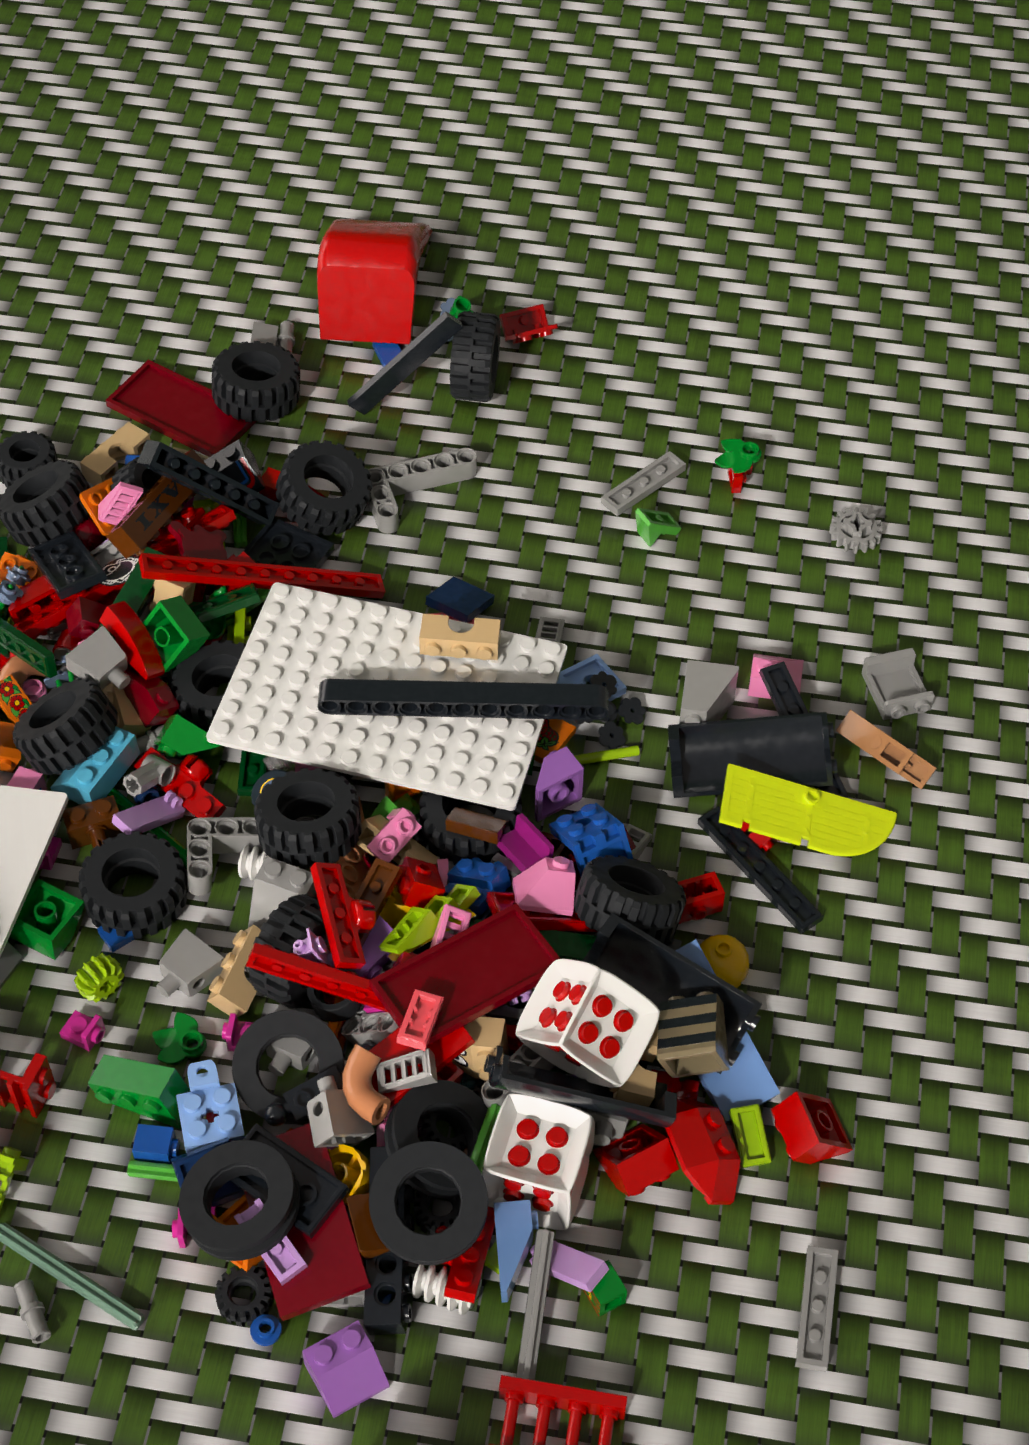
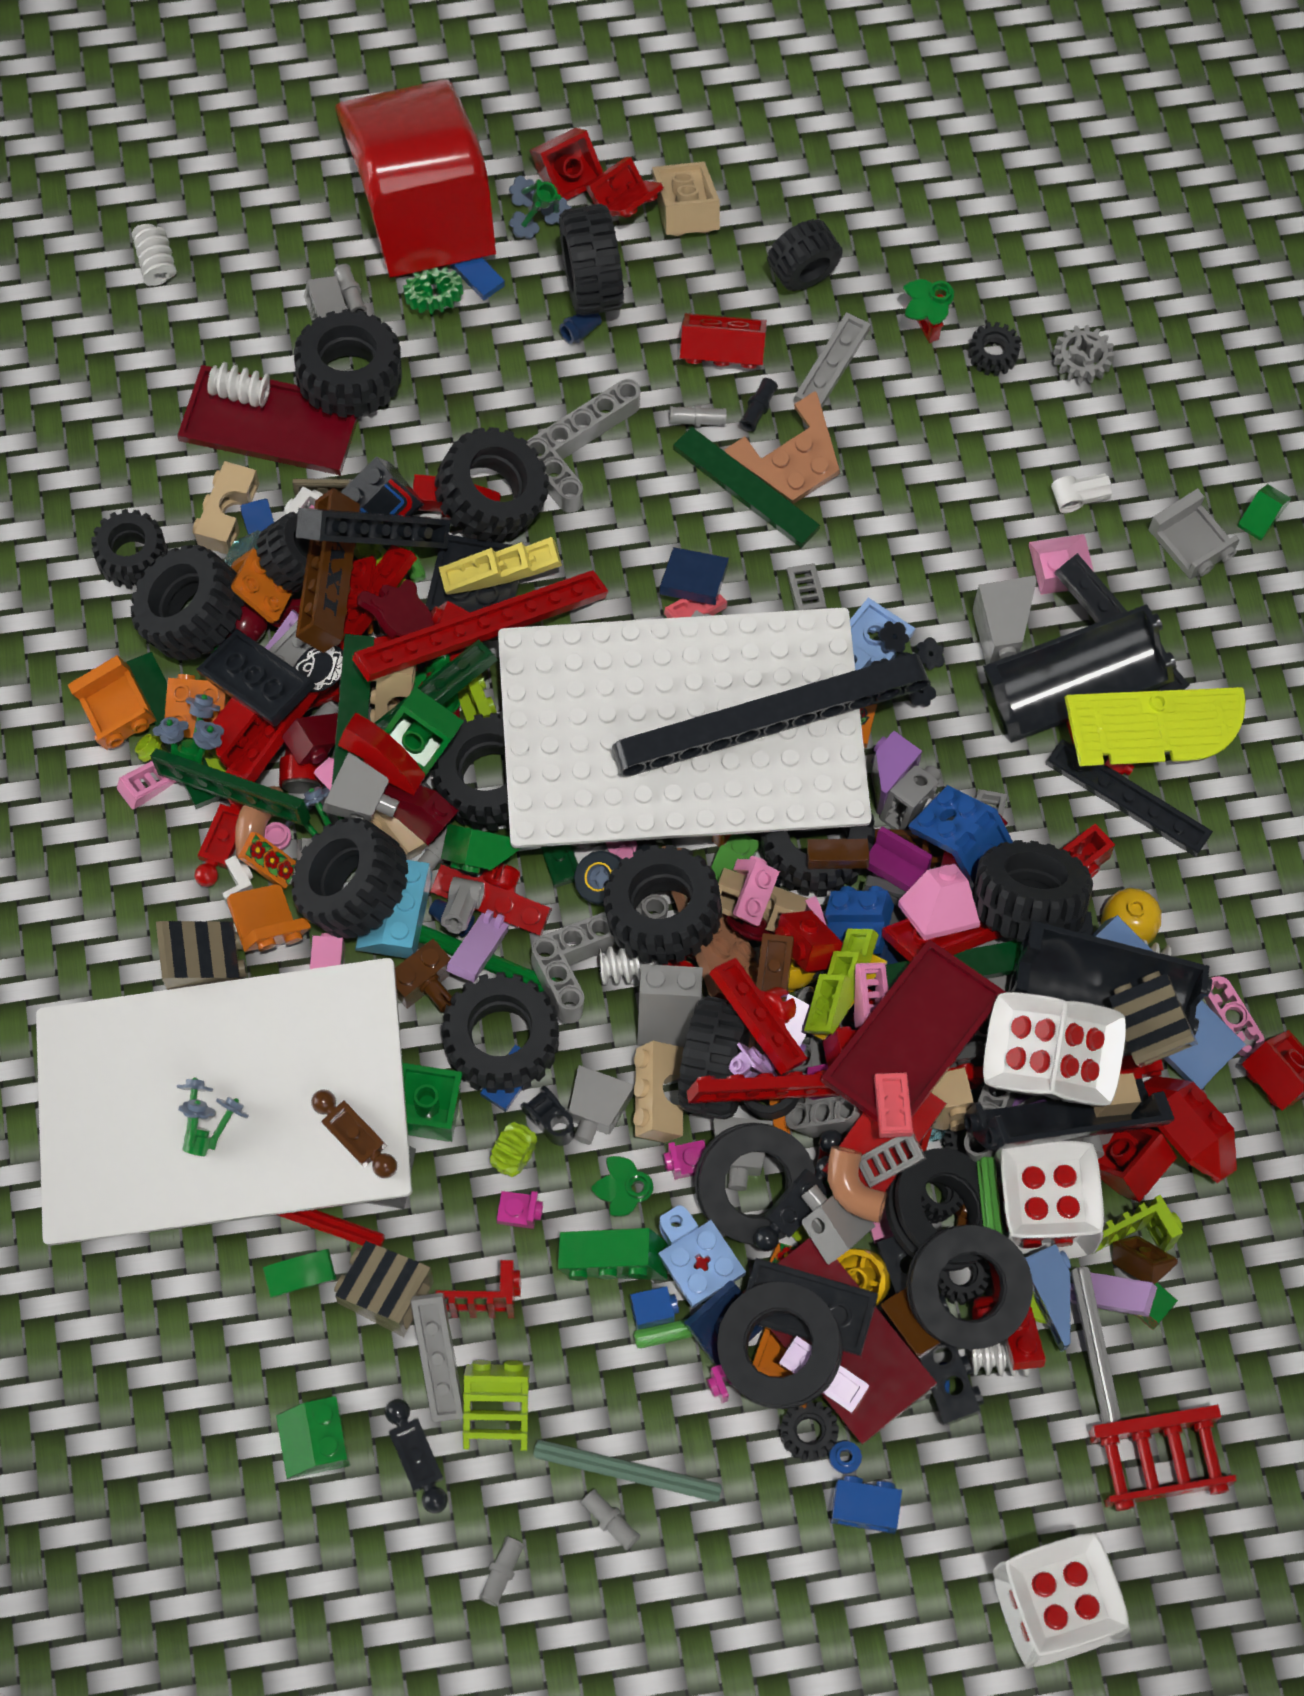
camera: 20 degrees left, 15 degrees up
(117, 505) = (283, 586): bright pink slope -> none
(144, 962) = (546, 1112): none -> black piece
(150, 280) = (153, 254): none -> white piece
(167, 376) = (239, 386): none -> white piece
(264, 1377) = (866, 1505): none -> blue brick
(311, 549) = (499, 567): none -> light yellow slope
(337, 354) = (419, 290): none -> green gear
(345, 1369) = (940, 1470): medium lavender slope -> none
(405, 363) = (520, 296): black tile -> none
(451, 407) = (578, 327): none -> dark blue cone
(478, 643) = (713, 648): tan arch -> none
(494, 295) = (567, 162): none -> red slope
(516, 491) = (697, 416): none -> light grey pin
(534, 552) = (746, 487): none -> dark green tile
(560, 445) = (723, 340): none -> red slope
(562, 801) = (910, 796): none -> light grey torso
(569, 496) = (758, 404): none -> black pin
(575, 346) = (688, 199): none -> tan slope
(584, 545) = (798, 464): none -> nougat wing
(608, 755) = (920, 716): lime bar -> none
(610, 1245) = (1142, 1259): none -> reddish brown slope
(630, 1211) = (1157, 1218): none -> lime plate
(650, 400) = (804, 255): none -> black tyre
(653, 523) = (866, 413): bright green slope -> none
(750, 1136) = (1229, 1096): lime tile -> none
(779, 517) = (994, 335): none -> black tyre
(786, 1059) = (1229, 993): none -> bright pink beam
(804, 626) = (1073, 492): none -> white piece
(886, 749) = (1209, 618): medium nougat slope -> none
(967, 684) = (1263, 511): none -> green slope

